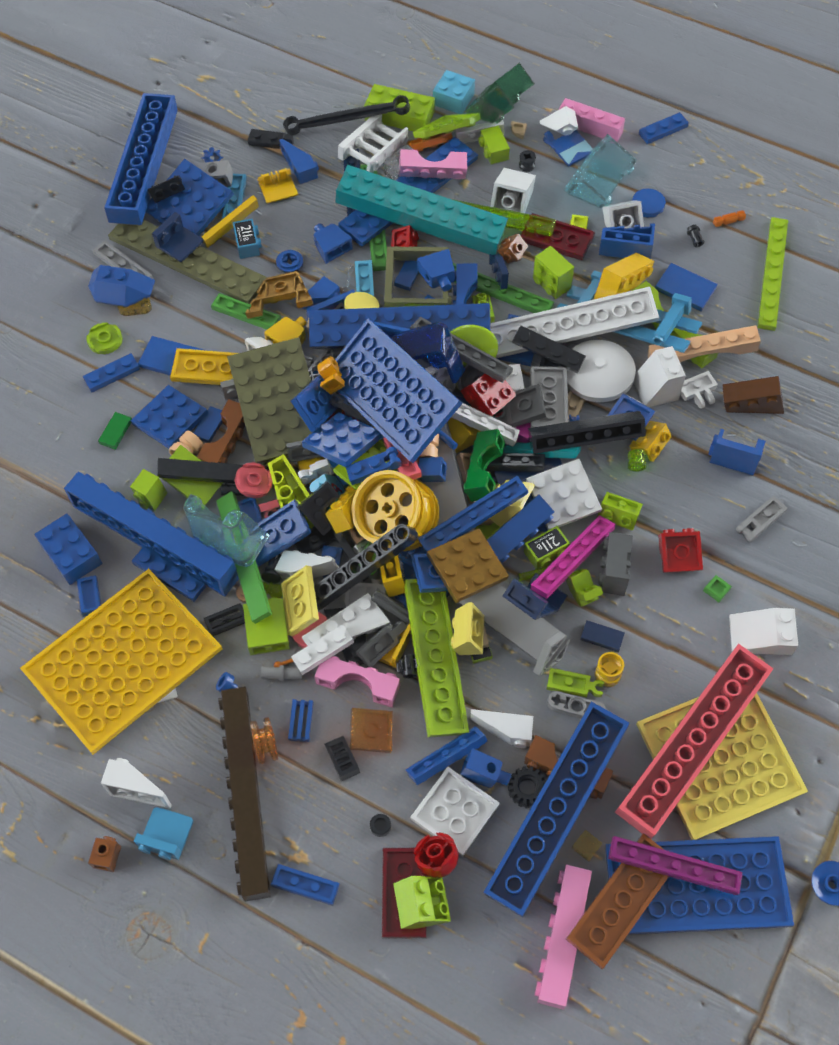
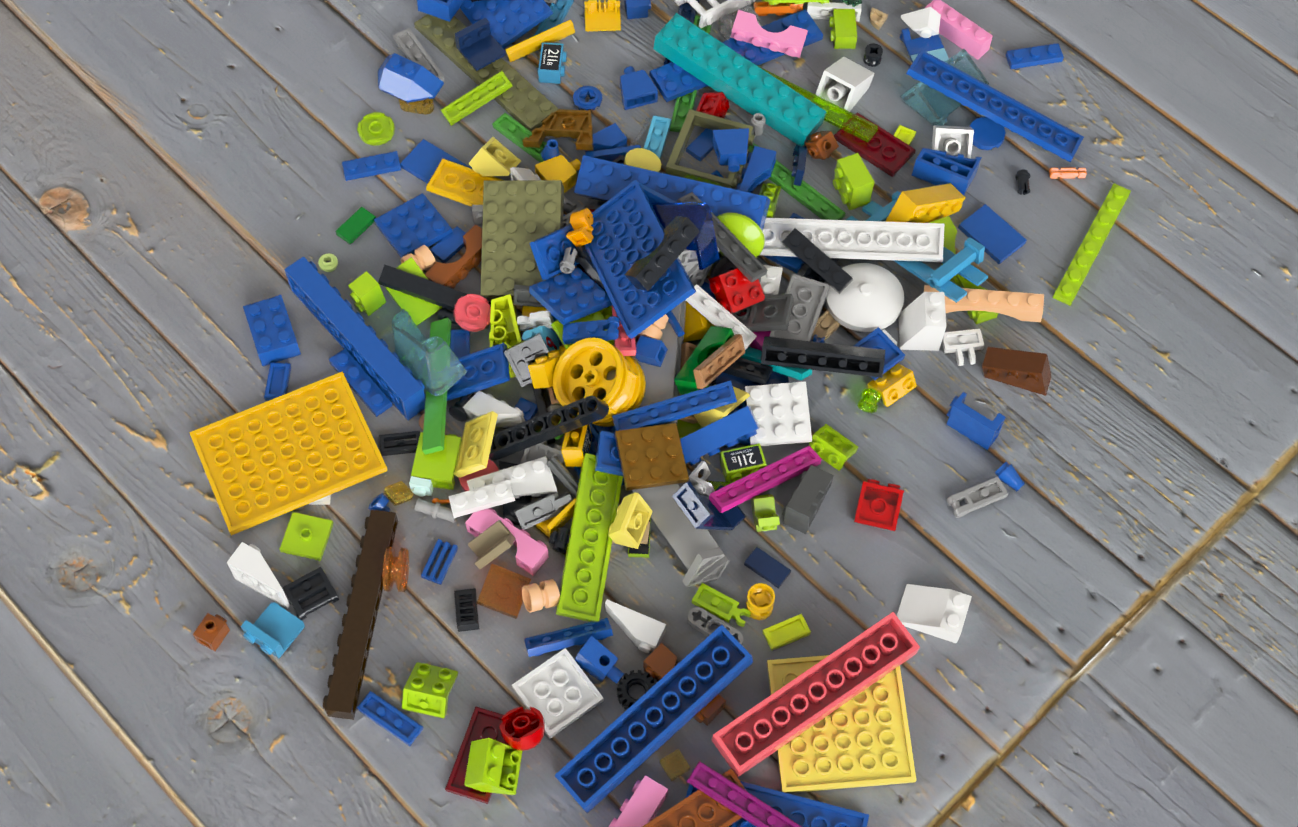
camera: 15 degrees right, 0 degrees up
(103, 475) = (330, 266): none -> yellowish green plate
(166, 734) = (306, 536): none -> lime plate
(184, 782) = (308, 587): none -> black plate
(189, 286) = (476, 98): none -> lime tile
(225, 337) = (494, 160): none -> light yellow slope
(240, 667) = (398, 493): none -> clear yellow plate
(259, 655) = (421, 486): none -> light aqua plate
(268, 506) = (479, 343): coral tile -> none
(273, 590) = (456, 427): clear neon green bar -> none
(274, 315) = (550, 150): none -> blue cone
(314, 541) = (512, 391): black plate -> none
(329, 408) = (567, 264): none -> light grey pin
(333, 845) = (428, 689): none -> lime bracket
(346, 689) = (491, 543): none -> dark tan panel
(380, 825) = (481, 684): black tile -> none
(408, 724) = (540, 595): none -> light nougat wheel
(412, 395) = (676, 238): none -> black arch
(450, 241) = (758, 121): none -> light grey pin
(498, 461) = (719, 361): none -> medium nougat tile
(523, 578) = (701, 486): none -> white bracket
(641, 690) = (786, 632): none -> neon yellow tile
(649, 176) = (995, 105): none -> blue plate
(717, 588) = (904, 554): bright green tile -> none
(782, 492) = (1009, 476): none -> blue cone

